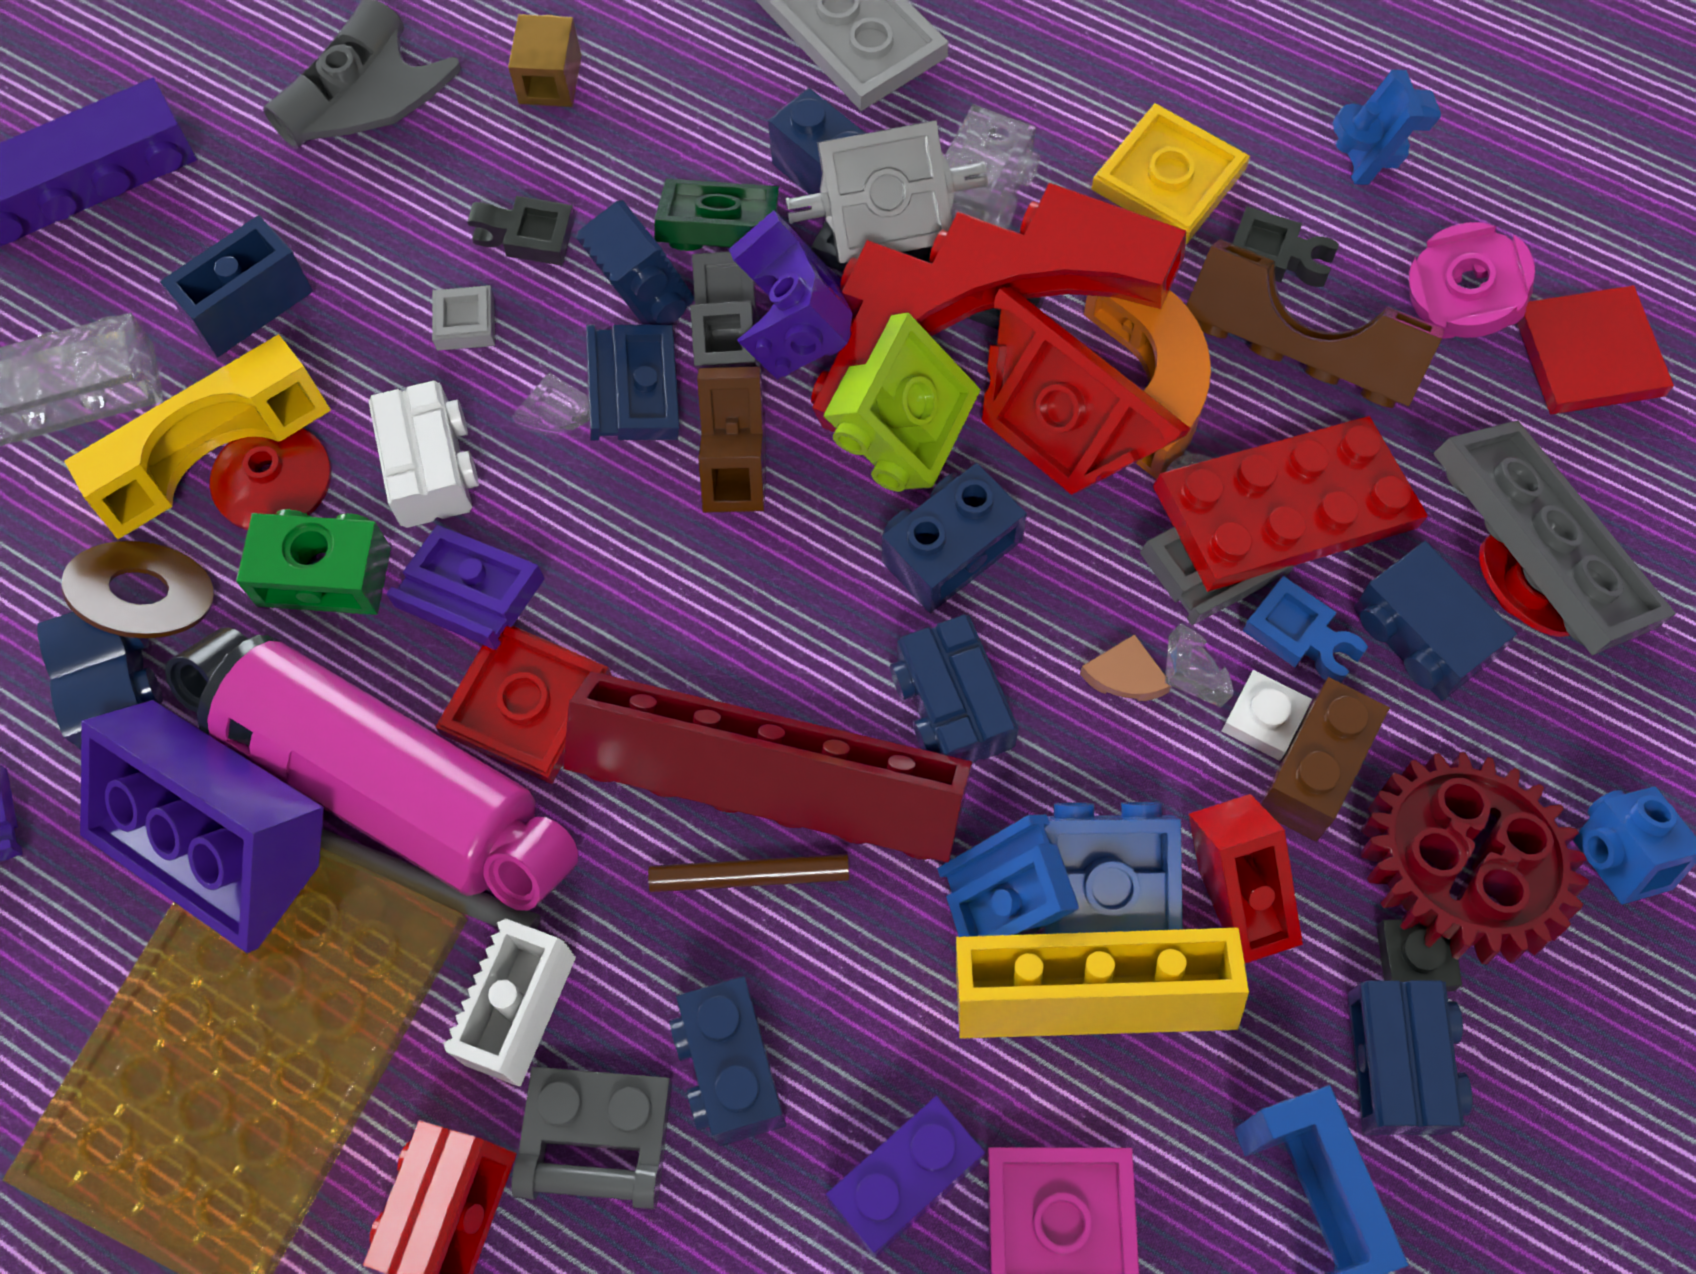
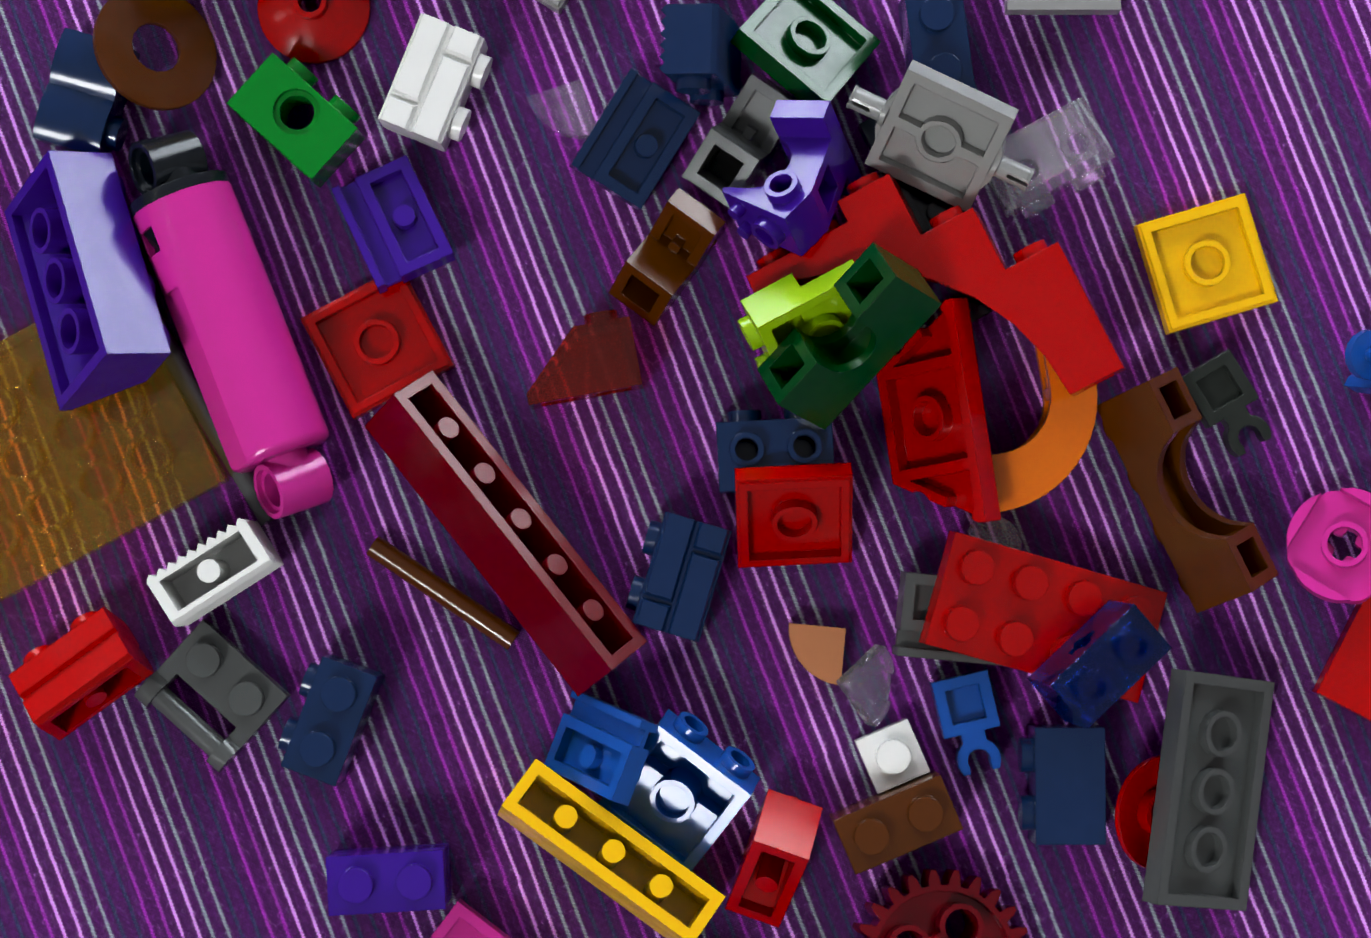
camera: 35 degrees right, 20 degrees up
(734, 576) = (590, 363): none -> clear red slope
(952, 325) = (827, 372): none -> dark green arch
(1011, 566) = (794, 514): none -> red tile
(1375, 483) = (1099, 663): none -> clear blue brick

